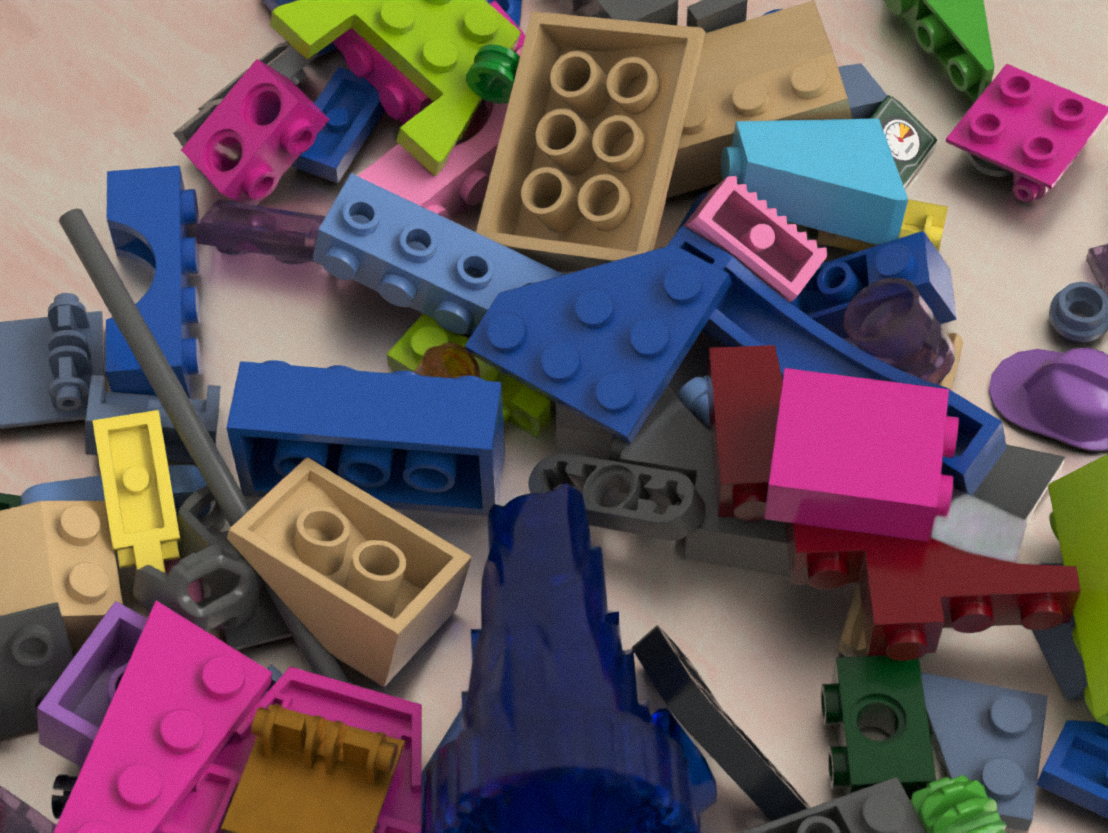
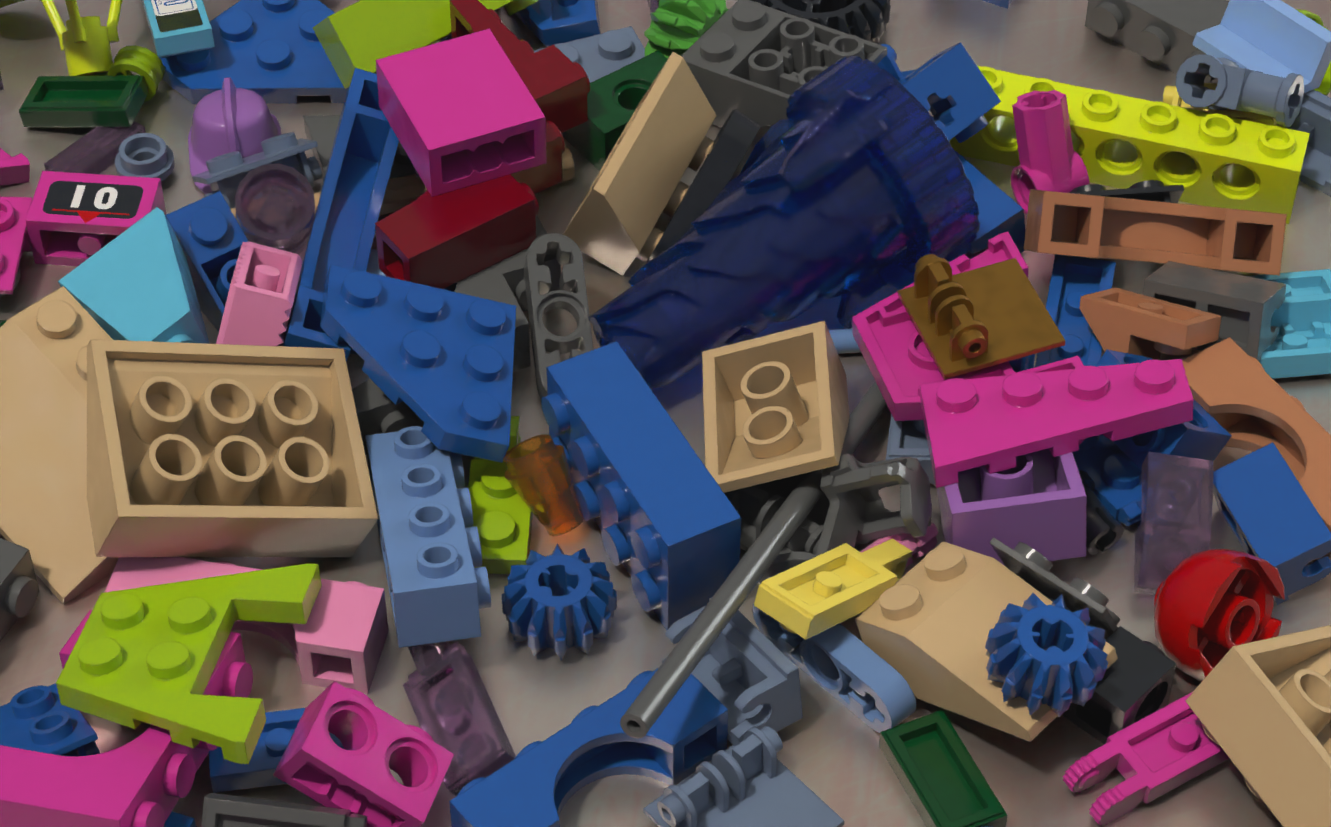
camera: 125 degrees left, 10 degrees down
(323, 337) = (559, 601): none -> blue gear
(493, 73) = (190, 552): green bush -> none
(745, 648) = (645, 170): none -> tan slope
(1002, 372) = (229, 169): none -> sand blue hinge
(1008, 236) = (84, 212): none -> dark pink brick

